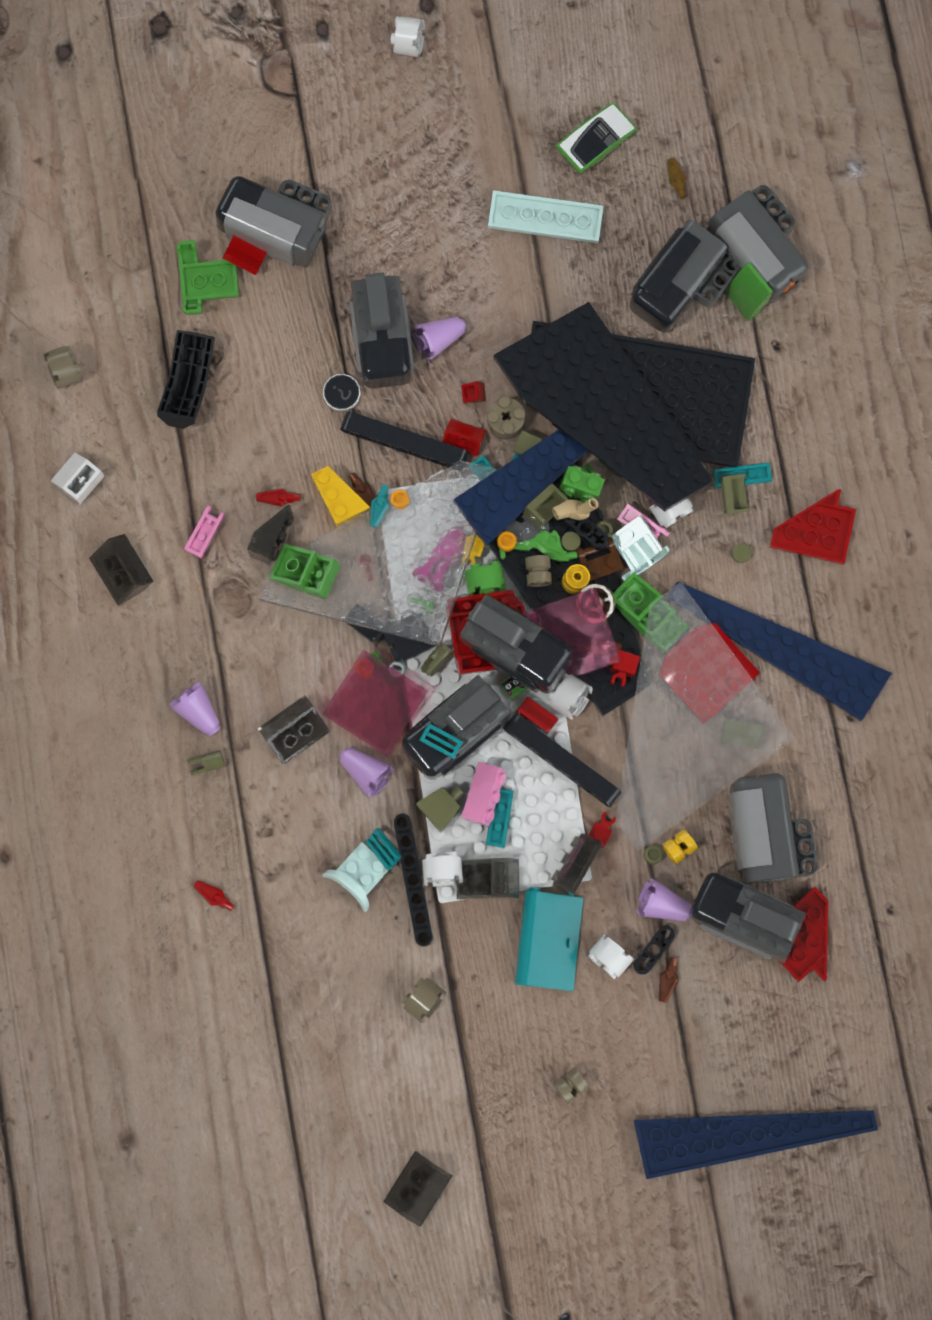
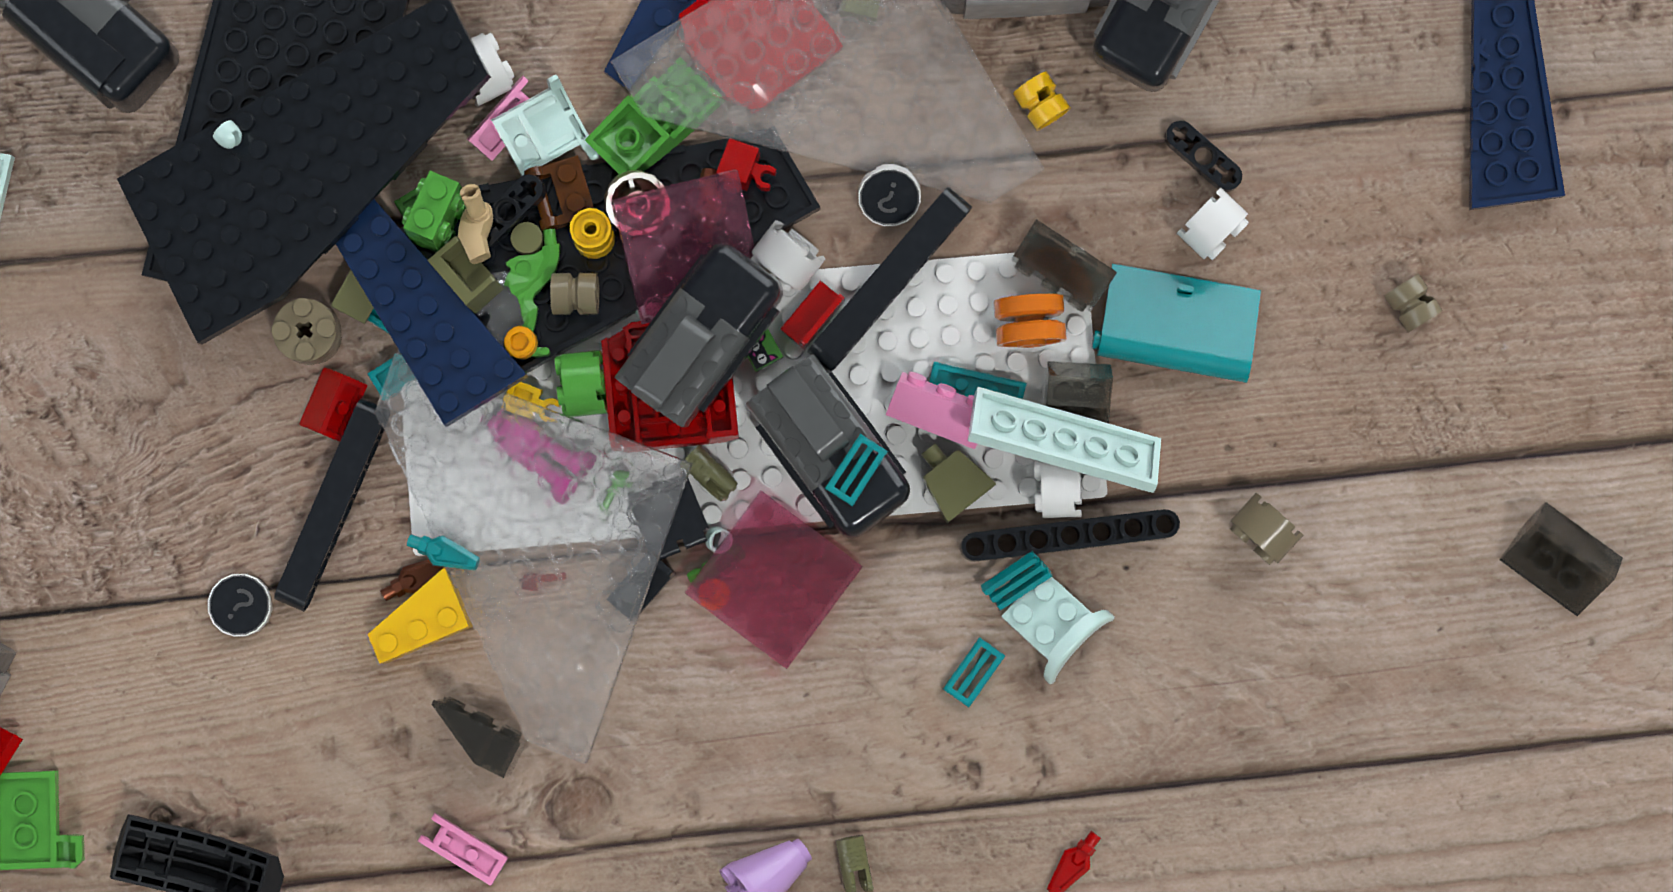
camera: 85 degrees left, 5 degrees up
(277, 497) = (412, 723): red piece -> none
(294, 730) = (809, 717): clear smoke slope -> none
(305, 571) = (545, 682): bright green slope -> none
(340, 836) = (989, 650): none -> teal tile
(366, 770) = (885, 602): lavender cone -> none
(381, 331) = (140, 530): piece -> none
(400, 499) = (434, 516): light orange tile -> none
(437, 335) = (154, 436): lavender cone -> none
(469, 869) = (1065, 439): none -> light aqua plate
(473, 392) = (257, 384): red slope -> none
(541, 845) = (1029, 322): none -> orange wheel
(601, 831) = (1009, 228): red plate -> none
(605, 527) = (506, 179): olive tile -> none
(614, 757) = (889, 195): none -> black tile
(617, 362) = (228, 135): none -> light aqua hinge
(653, 854) = (1049, 145): olive tile -> none
(662, 903) = (1131, 136): lavender cone -> none
(668, 980) = (1253, 138): copper piece -> none

